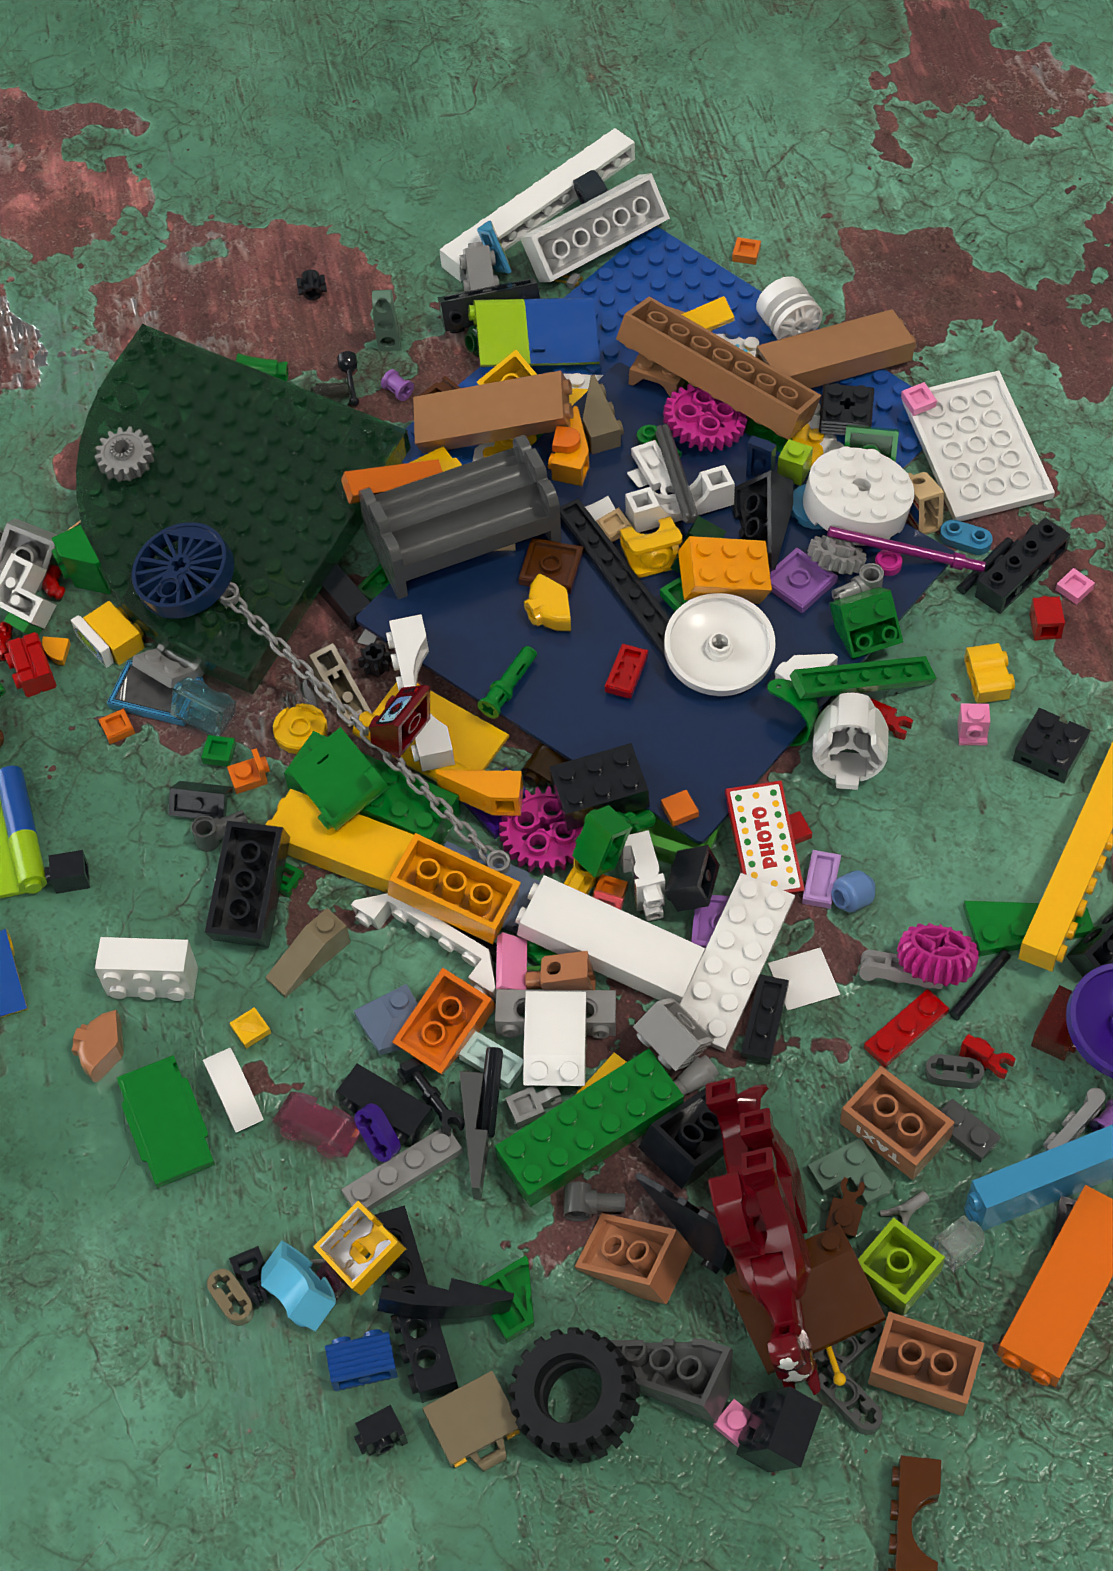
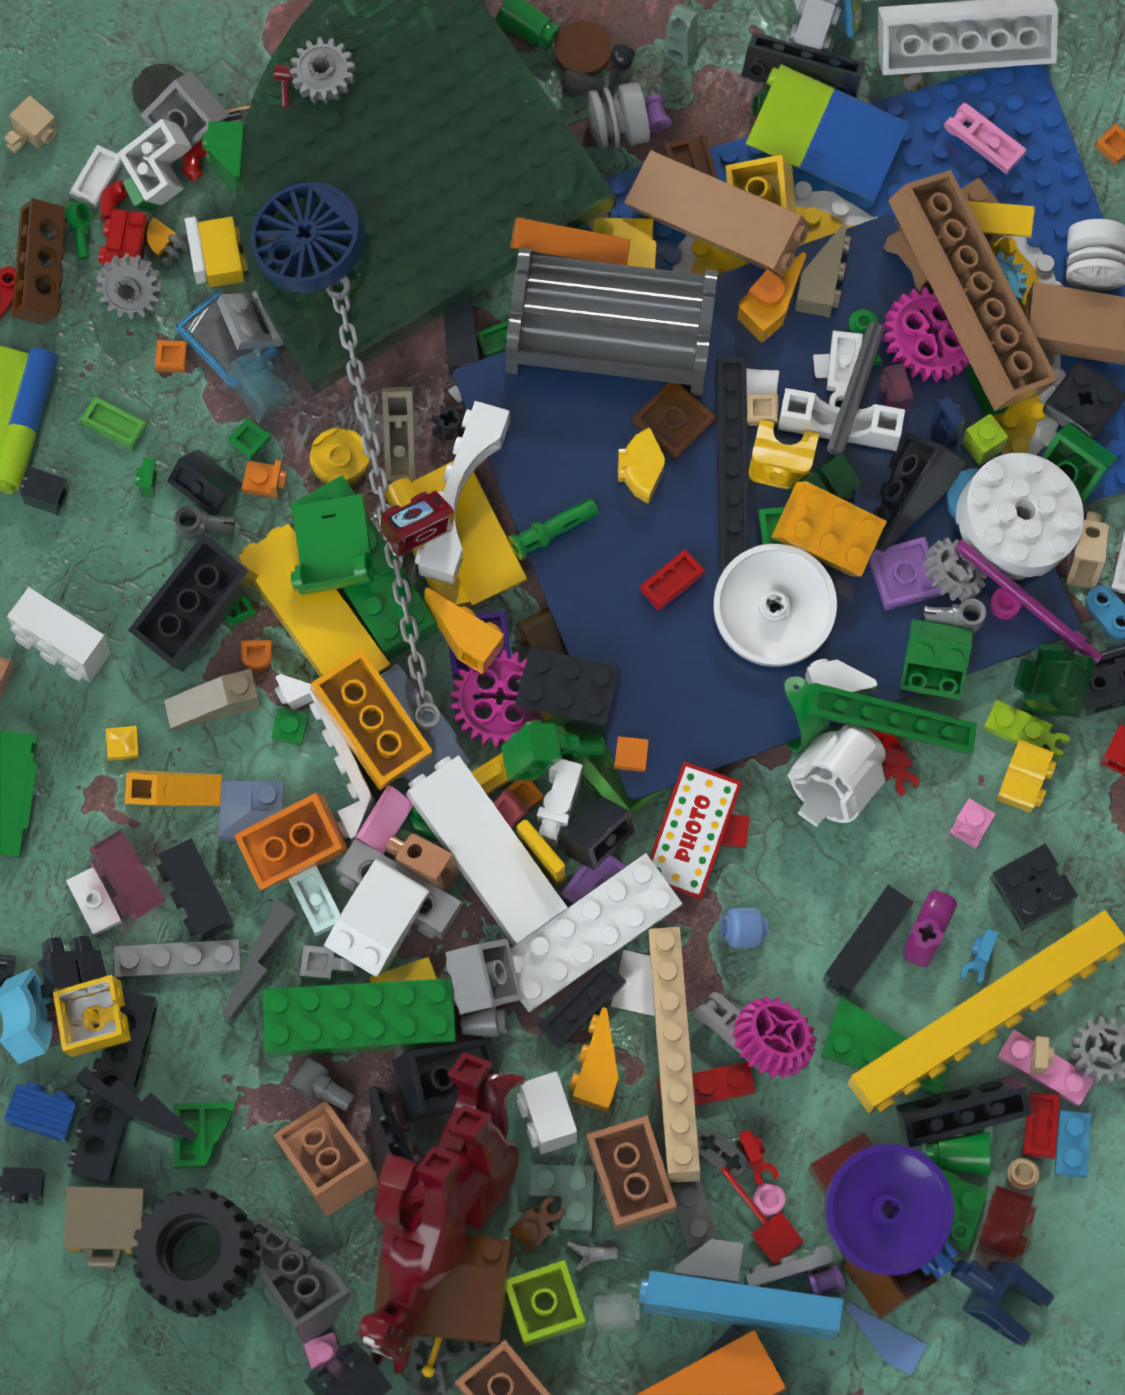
camera: 25 degrees right, 15 degrees up
(57, 674) = (135, 272): none -> light grey gear
(74, 651) = (173, 251): none -> dark grey hair
(93, 473) = (282, 74): none -> dark red hand
(97, 796) = (113, 423): none -> bright green tile
(150, 819) = (147, 477): none -> green plate
(233, 1089) = (70, 797): white brick -> none
(301, 1164) = (94, 902): none -> white plate
(311, 1222) = (69, 968): none -> black hips
(313, 369) = (583, 47): none -> reddish brown tile
(315, 1036) = (172, 788): none -> light orange slope
(321, 900) = (256, 654): none -> orange tile
(373, 391) = (620, 116): none -> light grey wheel
(377, 1132) = (172, 914): dark purple beam -> none
(385, 942) = (289, 727): none -> green plate
(413, 1071) = (240, 872): black piece -> none
(490, 1090) = (293, 932): black axle -> none
(652, 284) = (985, 138): none -> bright pink plate
(658, 913) = (541, 852): none -> yellow tile
(704, 457) = (896, 387): none -> clear pink piece
(799, 1112) = (548, 1113): none -> white brick
(816, 1062) = (599, 1073): none -> light orange slope
(820, 879) = (725, 895): lavender tile -> none
(868, 1011) = (674, 1055): none -> tan brick
(952, 645) = (1015, 725): none -> lime plate
(956, 850) = (867, 942): none -> black brick
(963, 596) = (1055, 682): none -> dark green panel
(979, 985) = (800, 1085): black bar -> none
(996, 815) = (929, 928): none -> magenta piece
(1012, 1148) = (713, 1261): none -> light grey slope
(1018, 1085) = (769, 1199): none -> bright pink tile
(1042, 1108) = (776, 1235): none -> red piece
(1048, 808) = (982, 949): none -> dark azure plate

